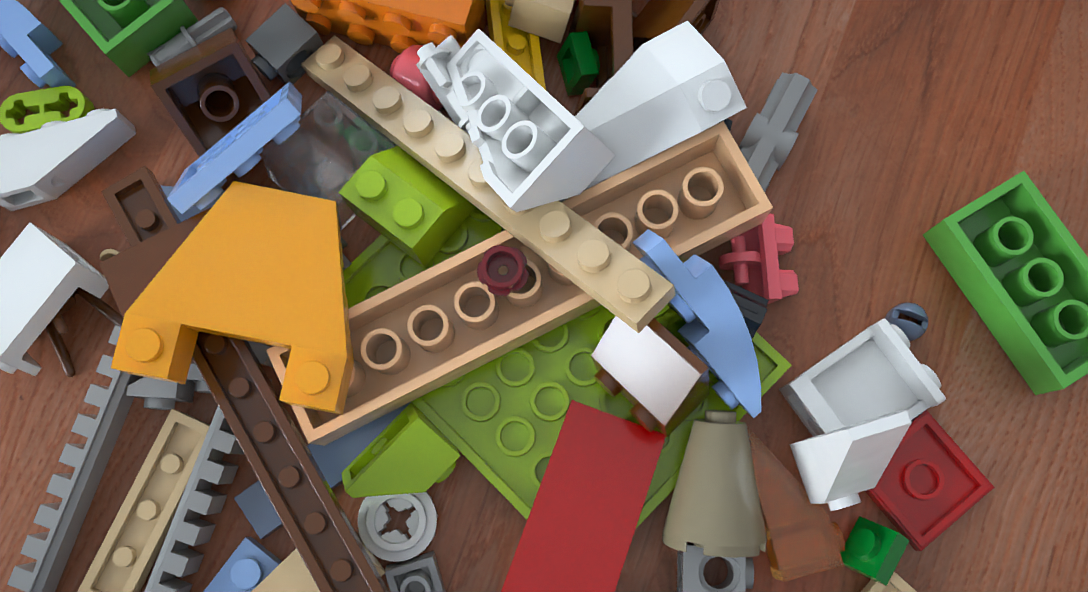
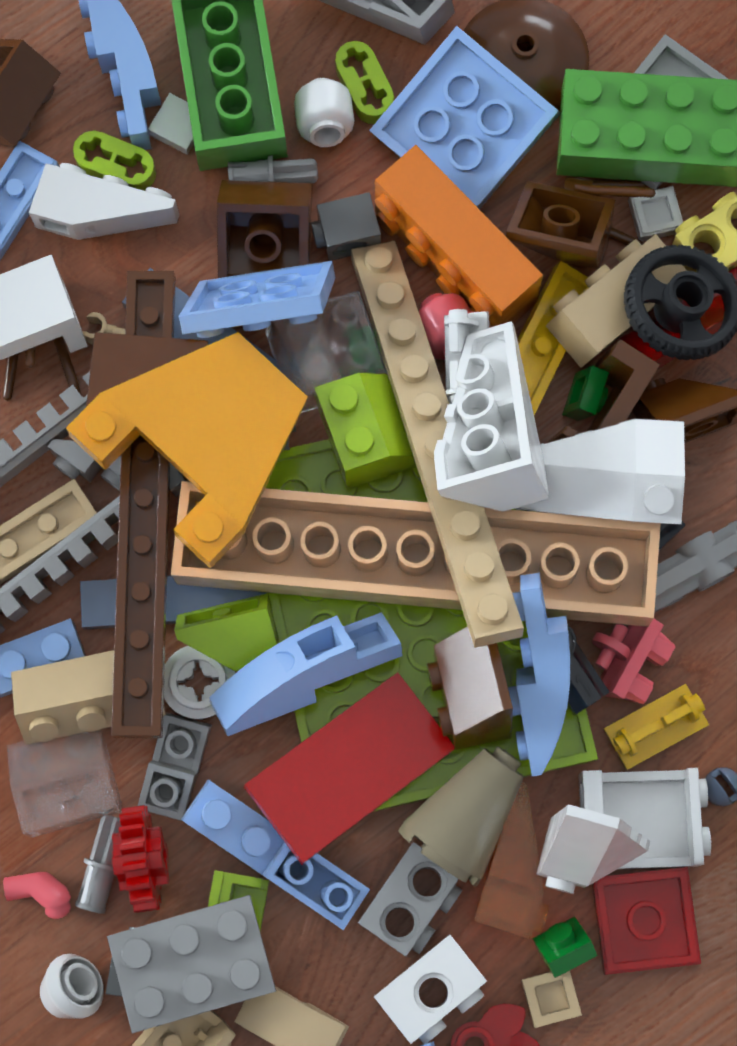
camera: 30 degrees right, 0 degrees up
(81, 53) = (173, 124): none -> white tile
(479, 454) = (292, 670): none -> light blue slope
(503, 256) = (402, 521): dark red plate -> none
(819, 305) = (657, 726): none -> yellow hinge

